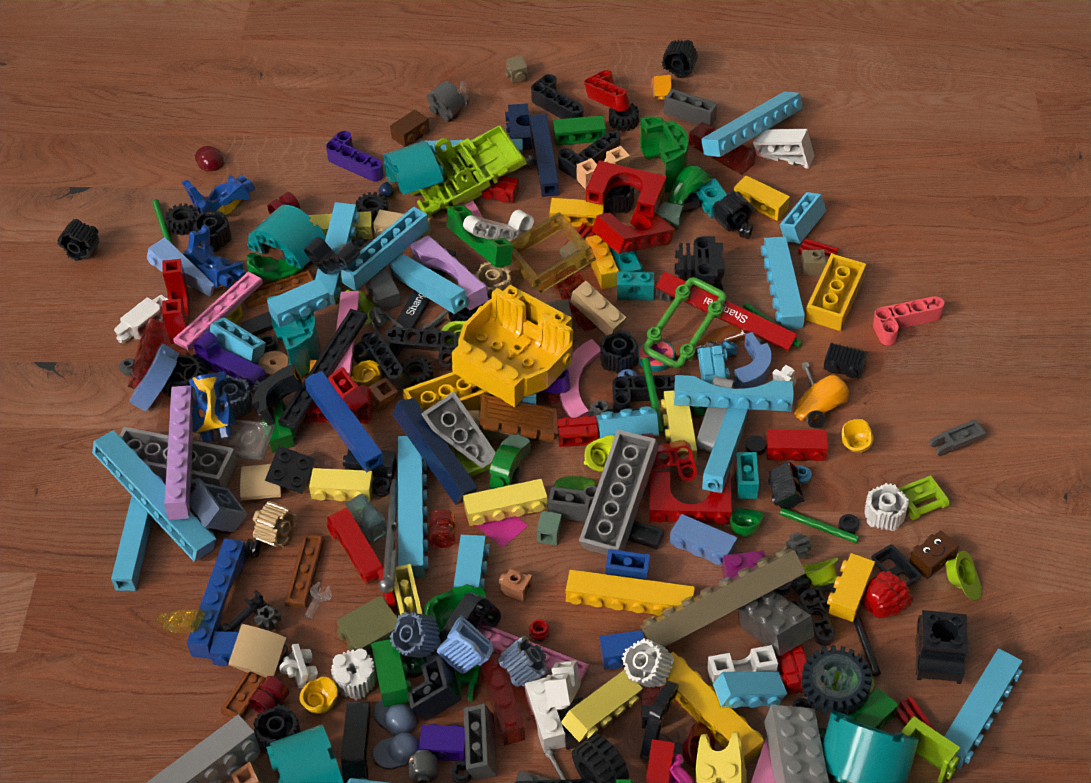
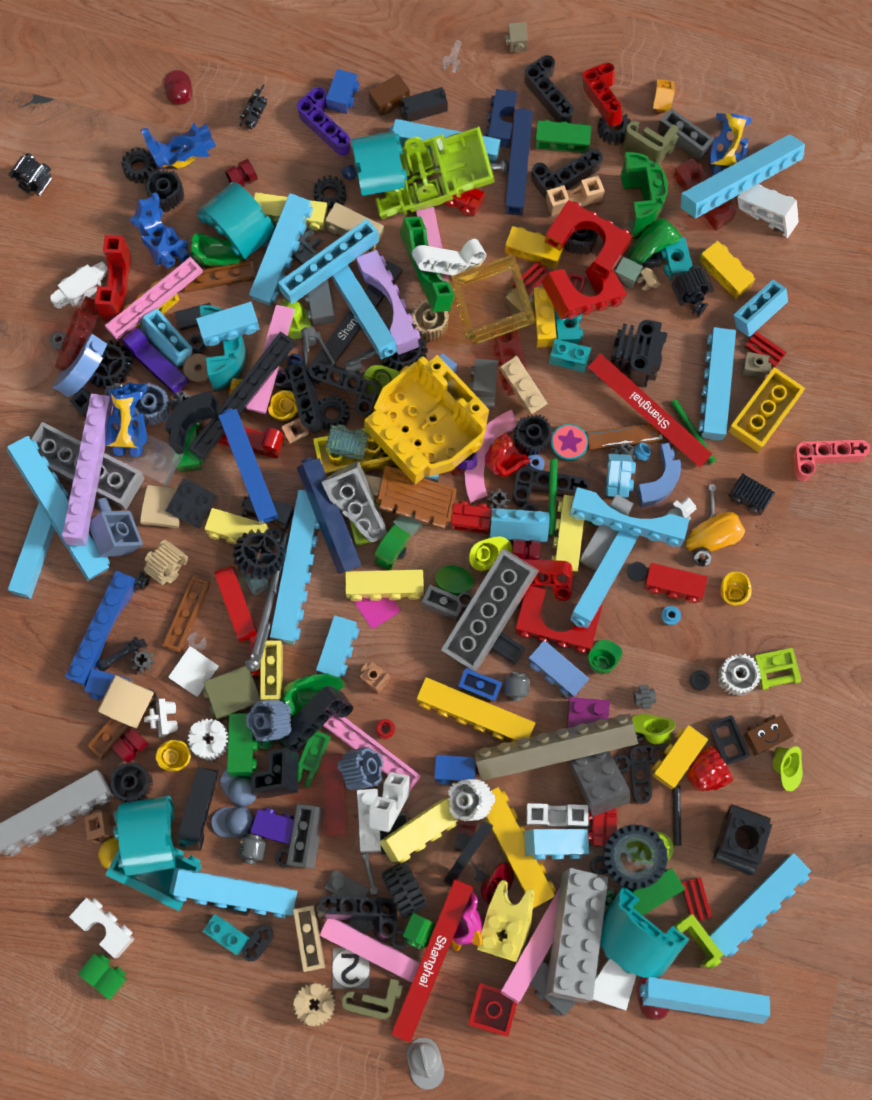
camera: 10 degrees right, 25 degrees up
(161, 220) = (118, 167): green bar -> none
(161, 408) = (81, 401): none -> black brick
(165, 250) = (114, 223): light blue wedge -> none
(181, 620) = (63, 650): clear yellow hinge -> none
(286, 159) = (254, 109): none -> black hinge
(322, 619) = (193, 671): none -> white sticker
(329, 259) = (271, 267): black beam -> none
(348, 389) = (257, 436): red brick -> none
(365, 133) = (342, 91): none -> blue brick
(371, 491) = (274, 556): none -> black gear
(438, 382) = (347, 442): none -> clear light blue brick
(442, 528) = (322, 595): clear red wheel -> none
(445, 100) = (432, 68): dark grey brick -> none
(446, 127) = (424, 104): none -> black brick
(465, 647) = (313, 744): light blue piece -> none
(549, 528) = (419, 621): sand green brick -> none
(593, 375) = (504, 457): none -> red hair
(665, 111) = (650, 142): none -> olive piece
(665, 562) = (516, 686): none -> dark grey head
(680, 57) = (692, 62): black brick -> none
(687, 351) = (610, 385): bright green bar -> none
(691, 216) = (650, 278): none -> tan tile
(730, 89) = (729, 156): none -> blue hips
(746, 475) = (617, 609): teal brick -> none
(786, 485) = (651, 628): black brick -> none
(819, 525) = (671, 675): green bar -> none
(958, 437) = (835, 608): dark grey hinge -> none

